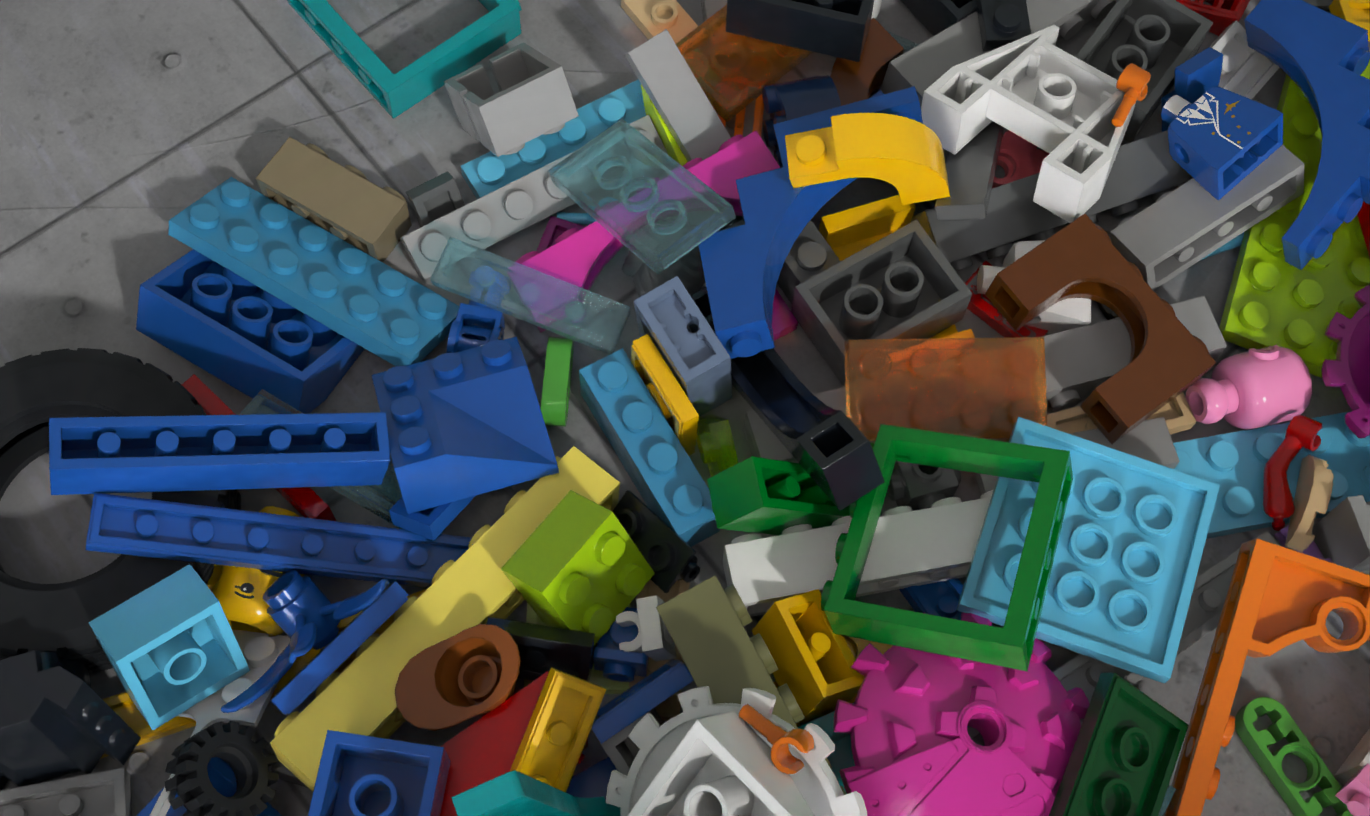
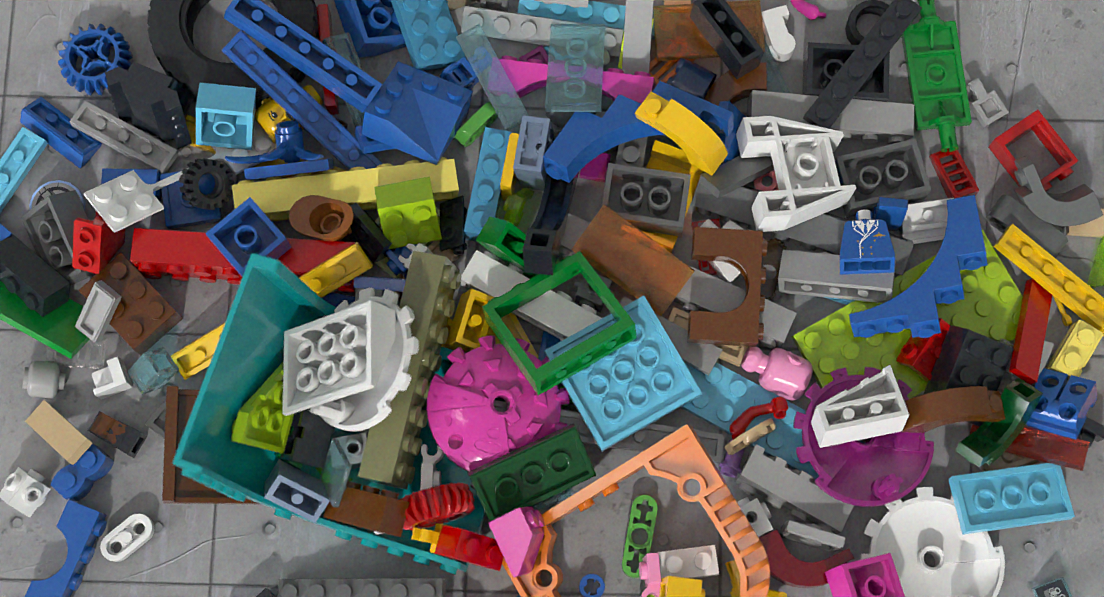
camera: 45 degrees right, 10 degrees up
(779, 738) = (398, 337): orange hand -> none
(1134, 84) = (839, 191): orange hand -> none

